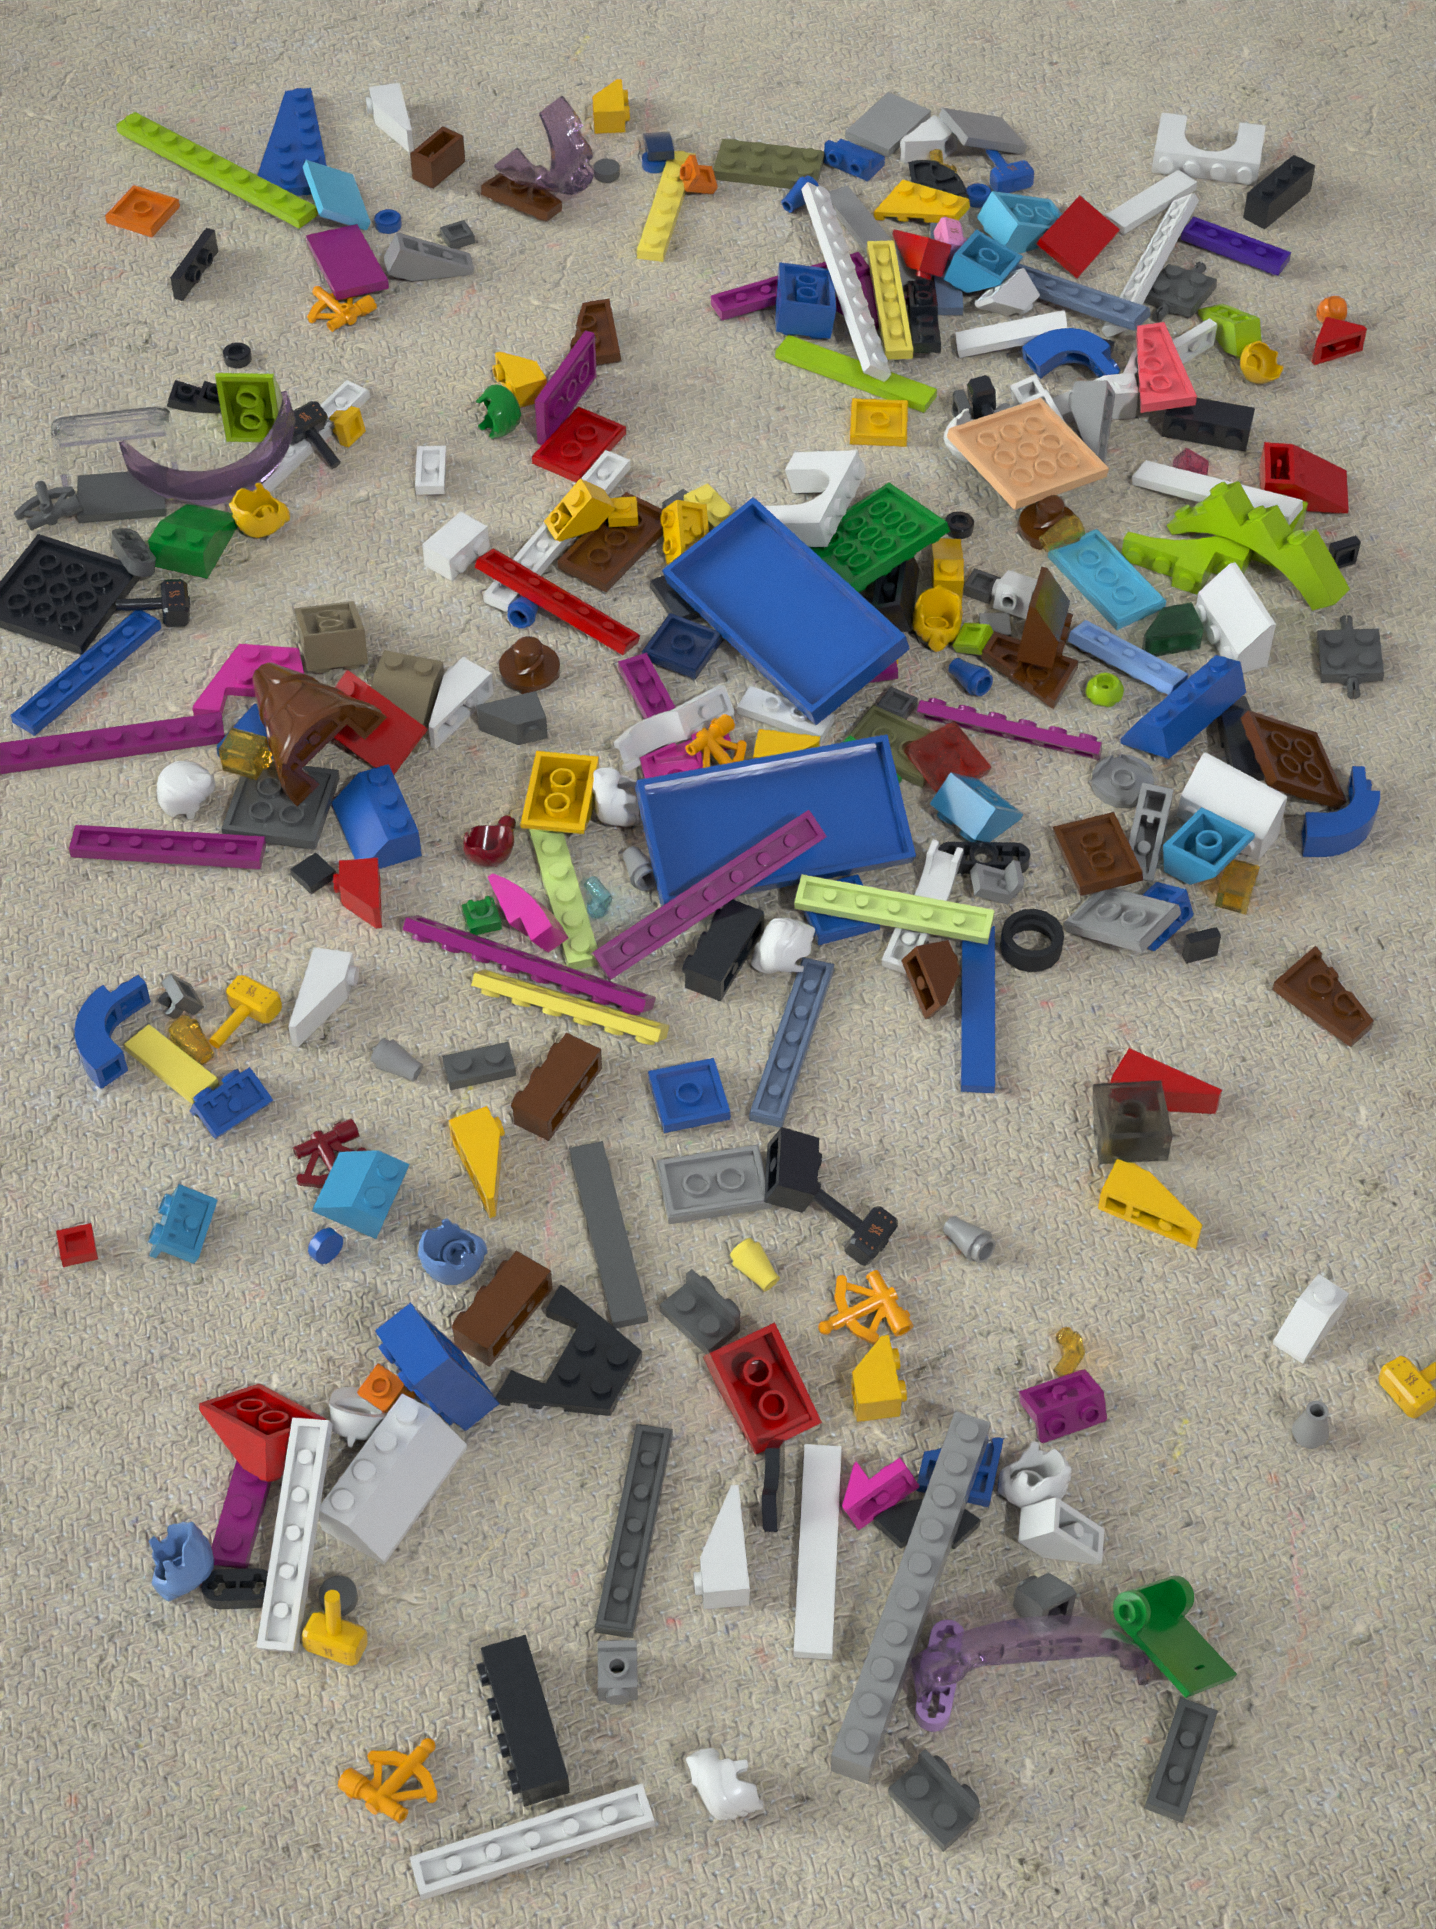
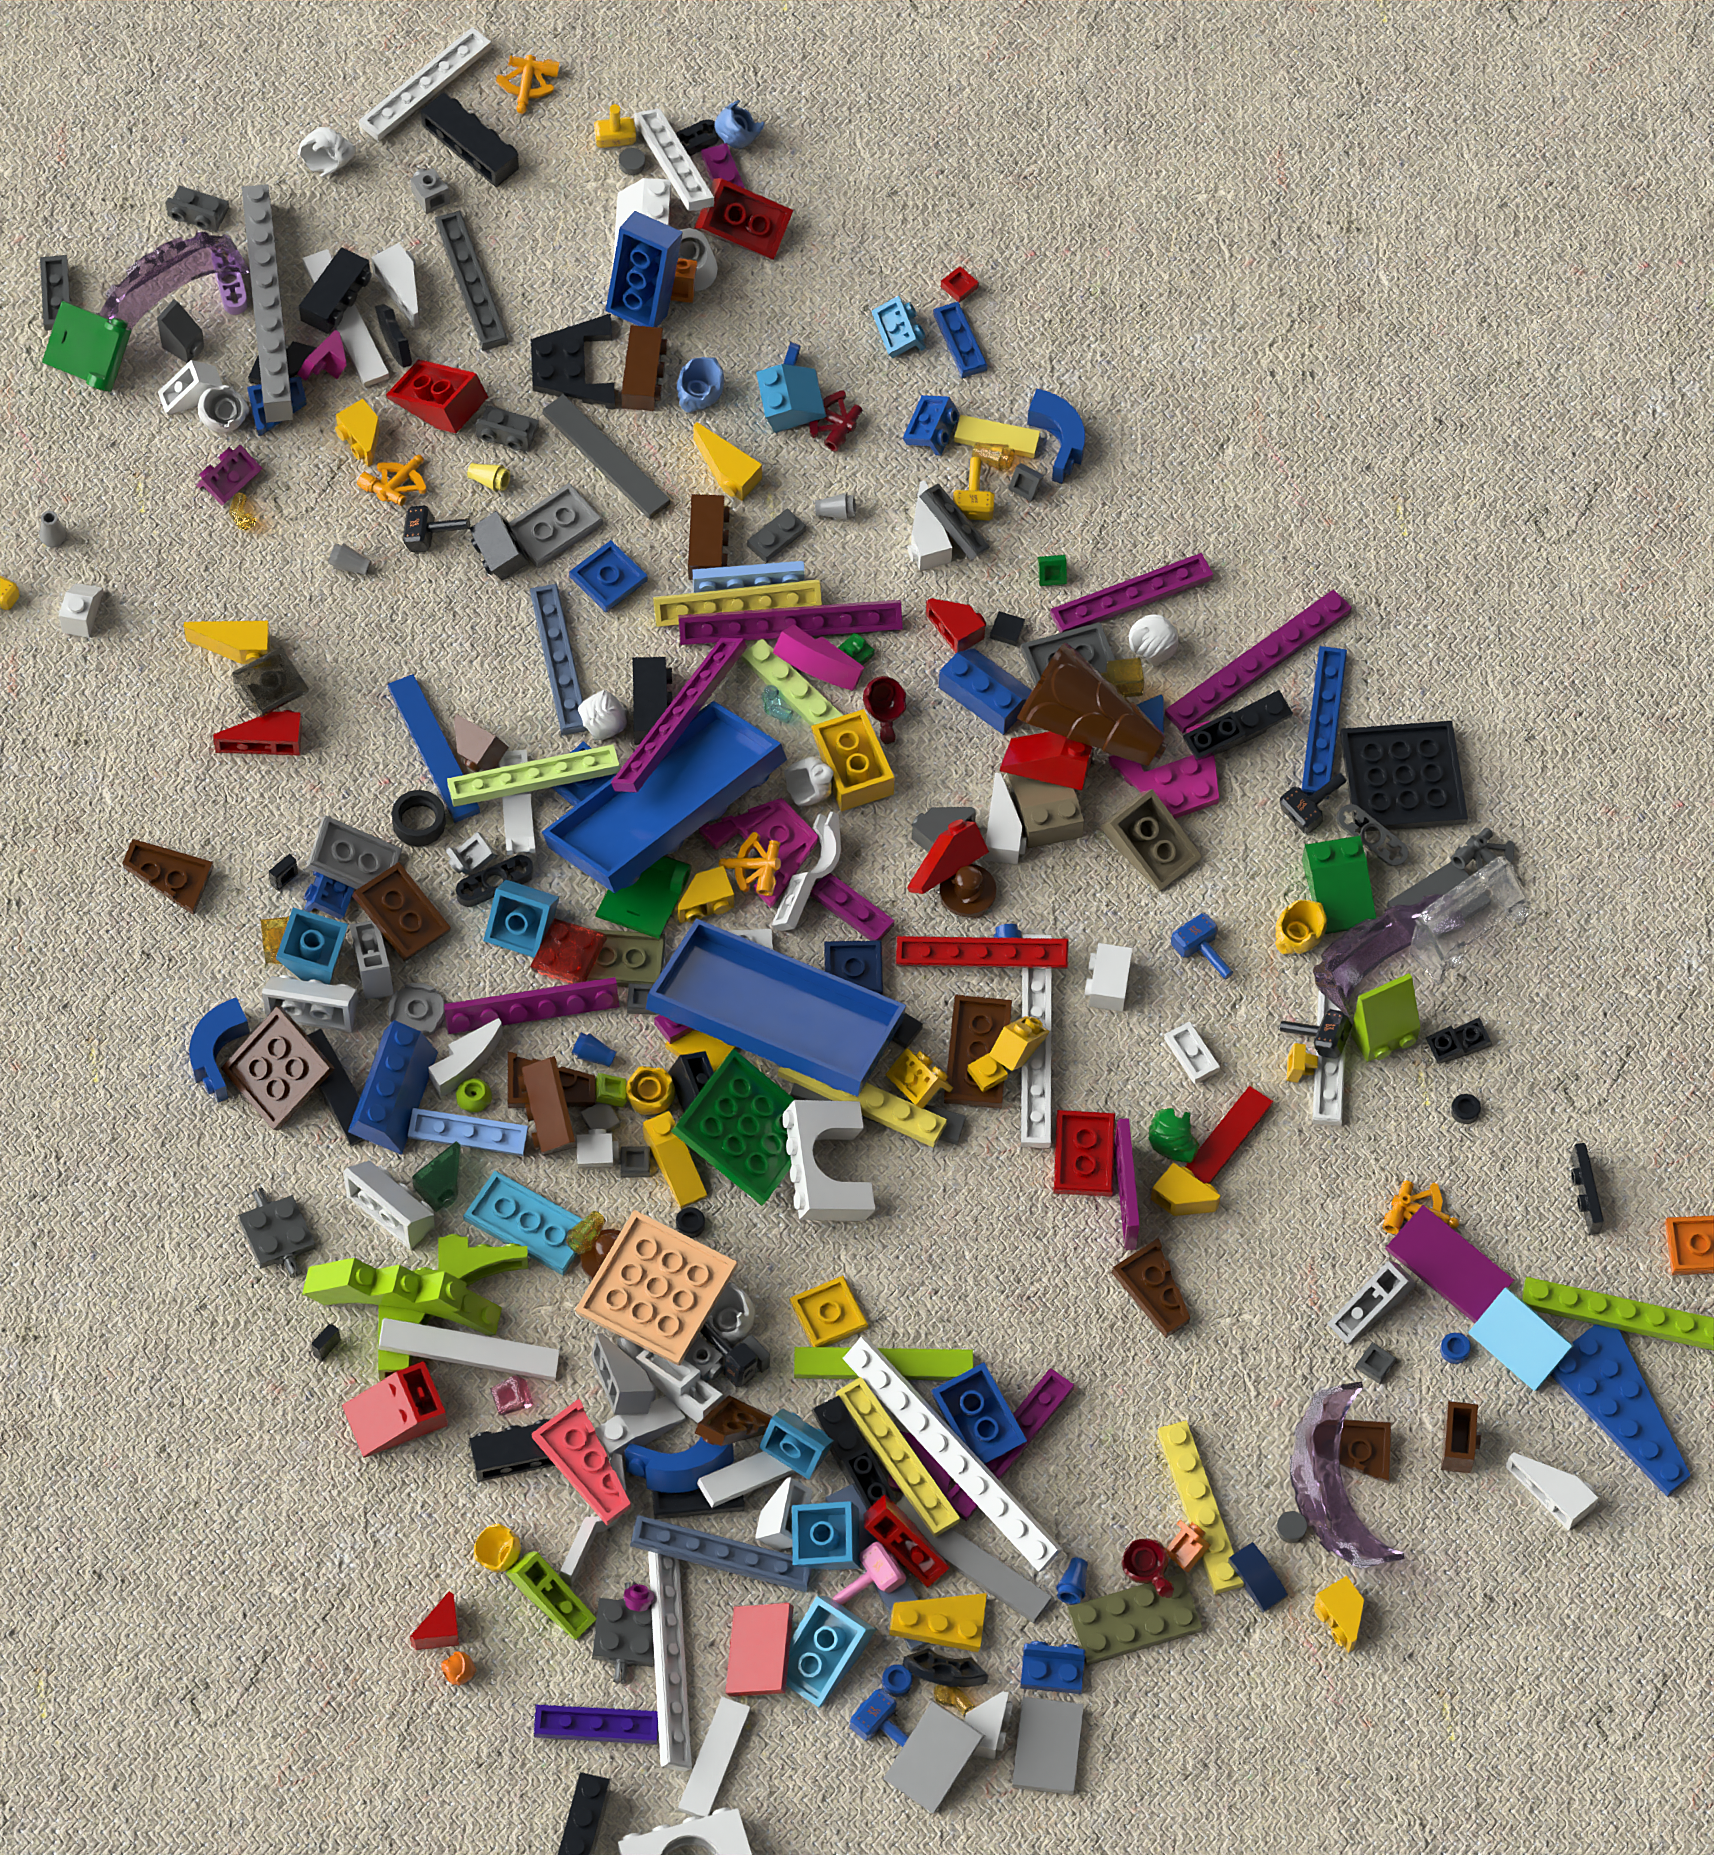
camera: 150 degrees right, 10 degrees up
(125, 1189) = (960, 339): none -> blue tile
(181, 686) = (1238, 727): none -> black slope
(227, 900) = (1052, 570): none -> green tile
(289, 976) = (954, 521): none -> dark grey tile
(355, 547) = (1196, 936): none -> blue piece
(440, 411) = (1229, 1135): none -> red tile
(532, 1022) = (747, 576): none -> light blue plate
(538, 672) = (950, 852): none -> red slope
(738, 173) = (1146, 1563): none -> dark red hair
(818, 1566) = (335, 290): none -> black brick
(969, 321) = (795, 1443): none -> dark azure slope
(1016, 356) = (732, 1423): none -> reddish brown wing
(1099, 712) = (465, 1057): none -> white slope
(1164, 296) = (638, 1597): none -> magenta plate

